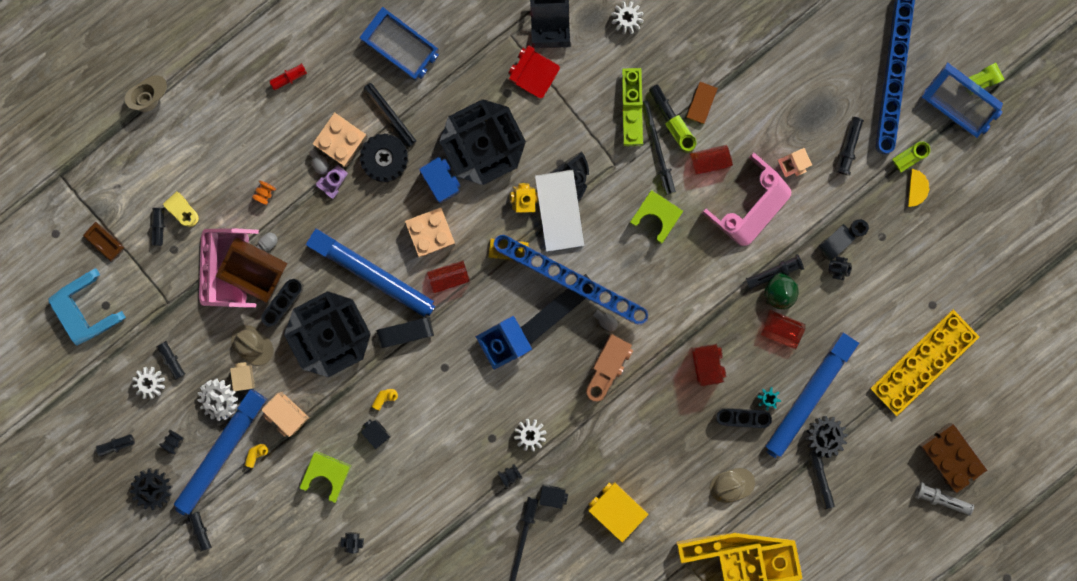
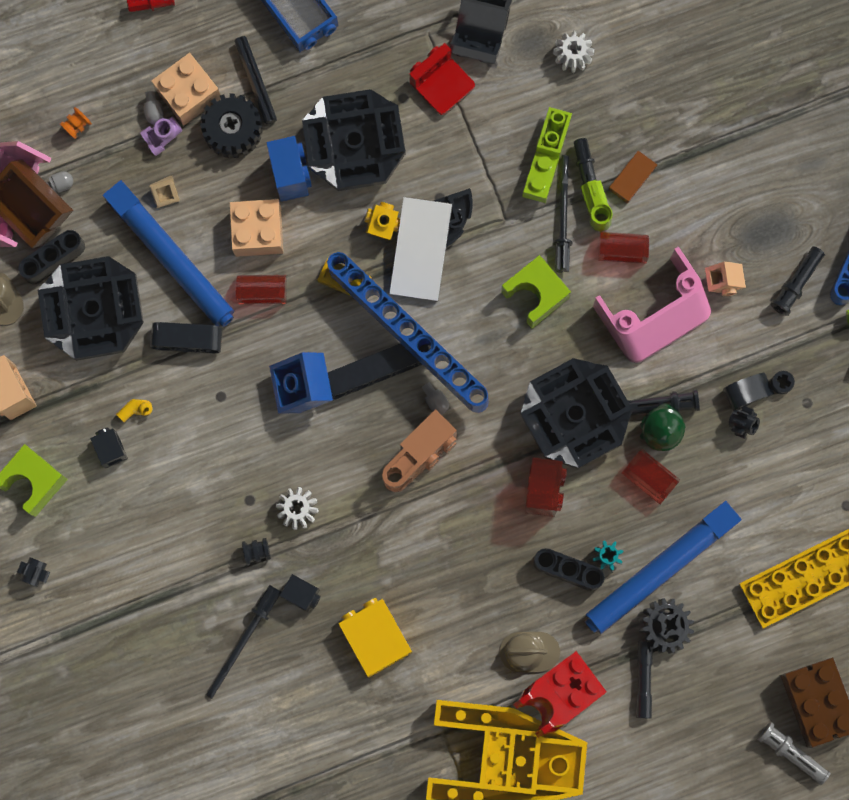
camera: 25 degrees right, 10 degrees down
(350, 224) = (164, 192): none -> tan slope
(735, 304) = (581, 387): none -> black piece
(766, 511) = (562, 693): none -> red brick

